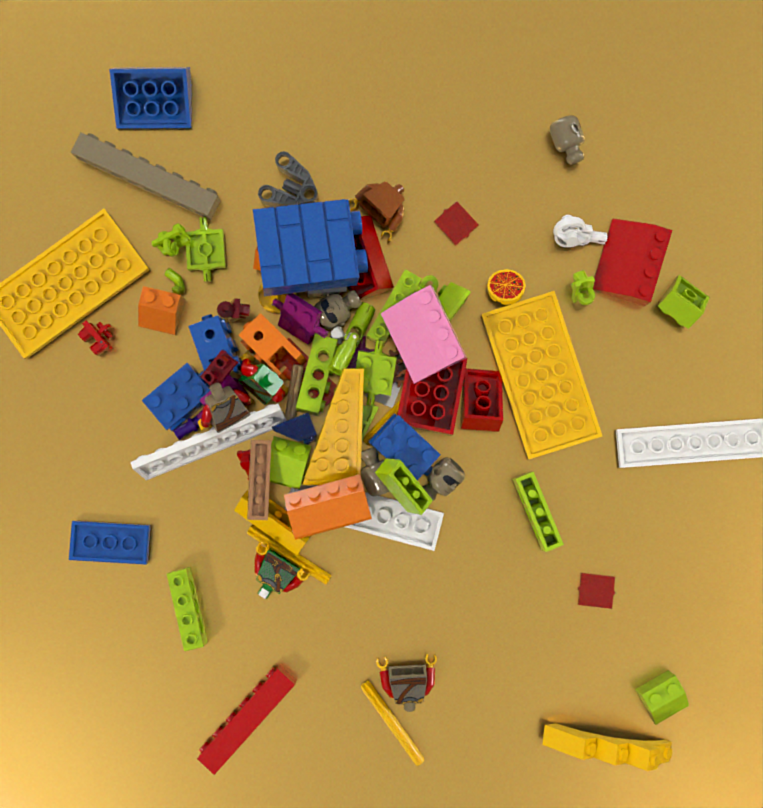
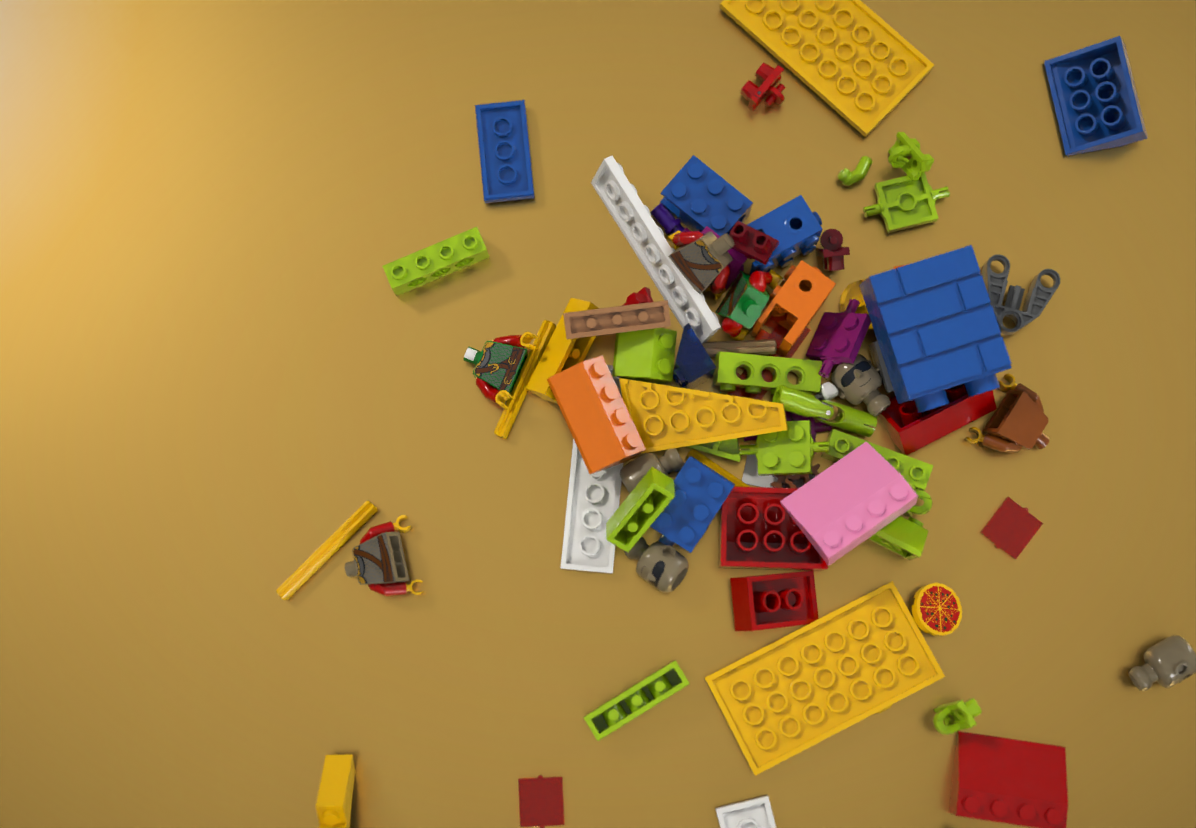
camera: 90 degrees right, 5 degrees down
(146, 176) = (988, 110): dark tan brick -> none
(160, 310) = (814, 159): orange slope -> none
(247, 719) = (307, 361): red brick -> none
(568, 236) = (1029, 703): white pin -> none

